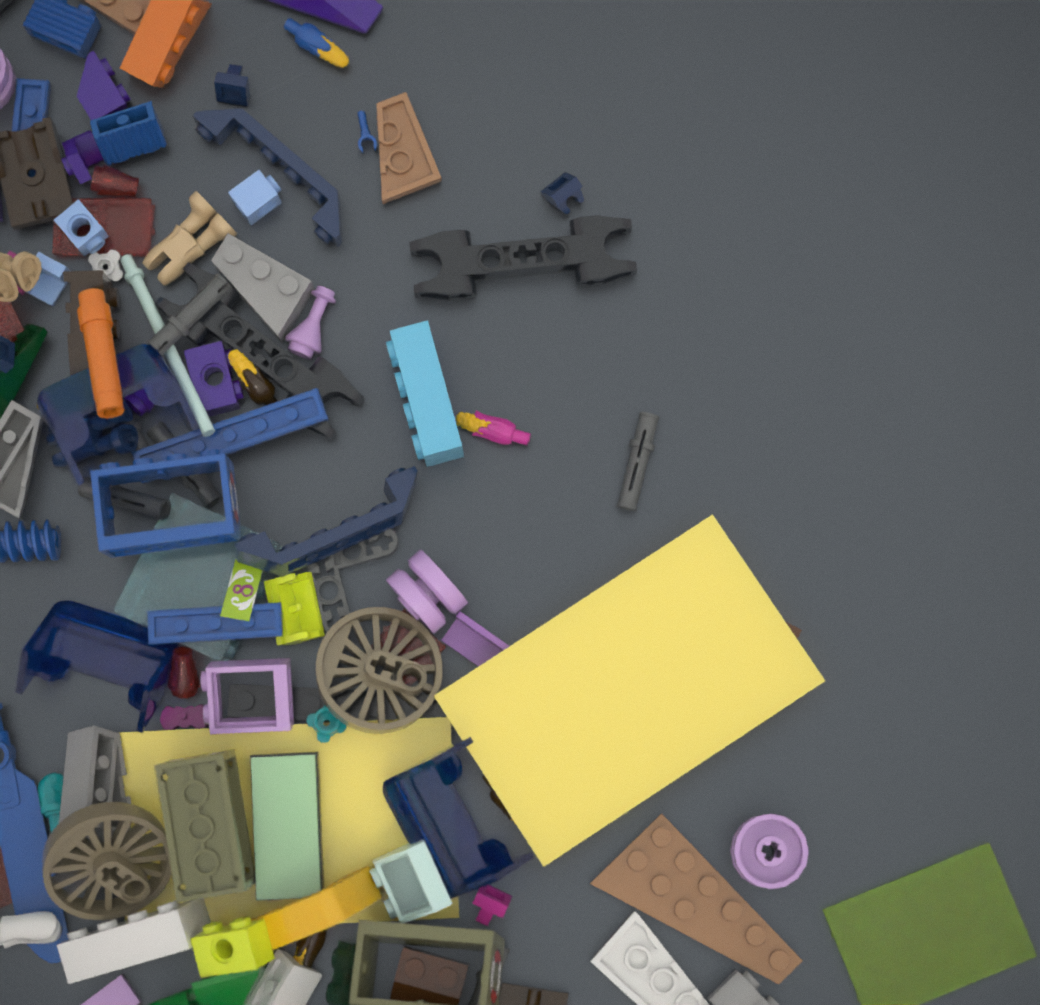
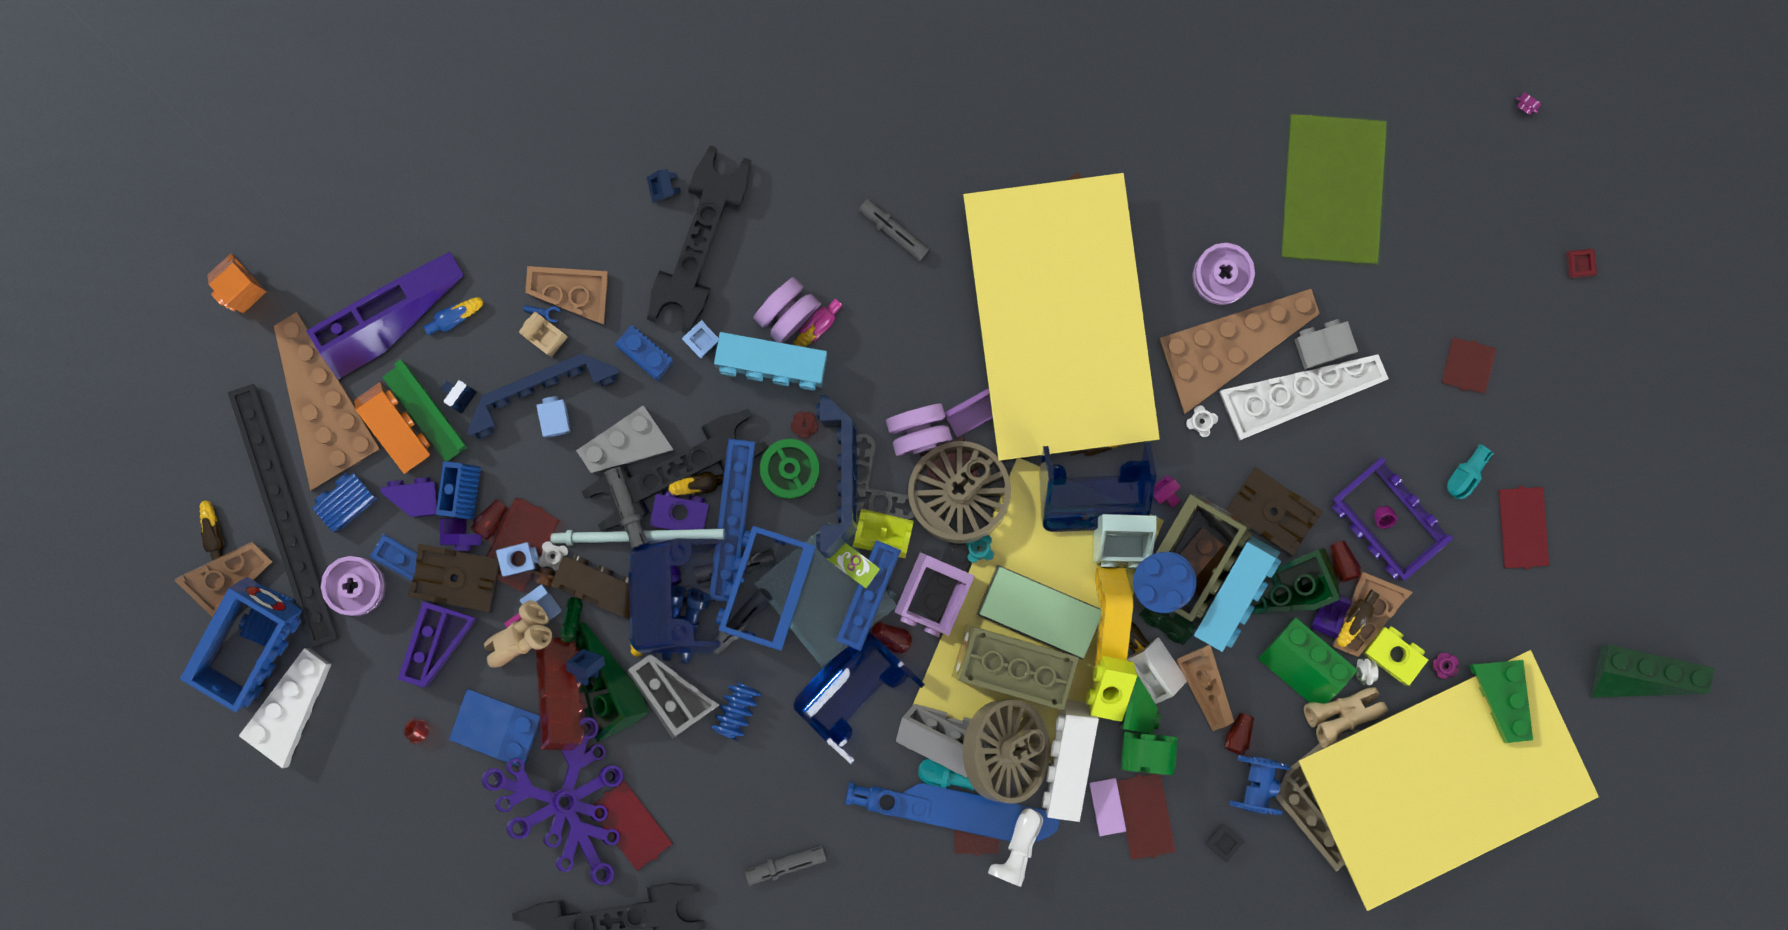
camera: 75 degrees left, 5 degrees up
(40, 317) = (571, 620): none -> dark green axle
(78, 262) = (543, 576): none -> reddish brown plate
(96, 326) = (605, 578): orange piece -> none
(182, 246) = (565, 490): tan piece -> none
(186, 717) = (926, 644): magenta piece -> none
(200, 62) = (425, 411): none -> green fence
(306, 337) = (680, 430): lavender piece -> none
(317, 472) = (789, 469): none -> green wheel
(340, 142) = (542, 334): none -> tan bracket
(371, 258) = (644, 352): none -> blue brick
(378, 949) = (1164, 582): none -> blue wheel
(379, 474) = (797, 427): none -> clear red plate
(414, 307) = (700, 339): none -> light blue panel
(489, 385) = (783, 307): none -> lavender wheel
(598, 914) = (1194, 421): none -> white plate

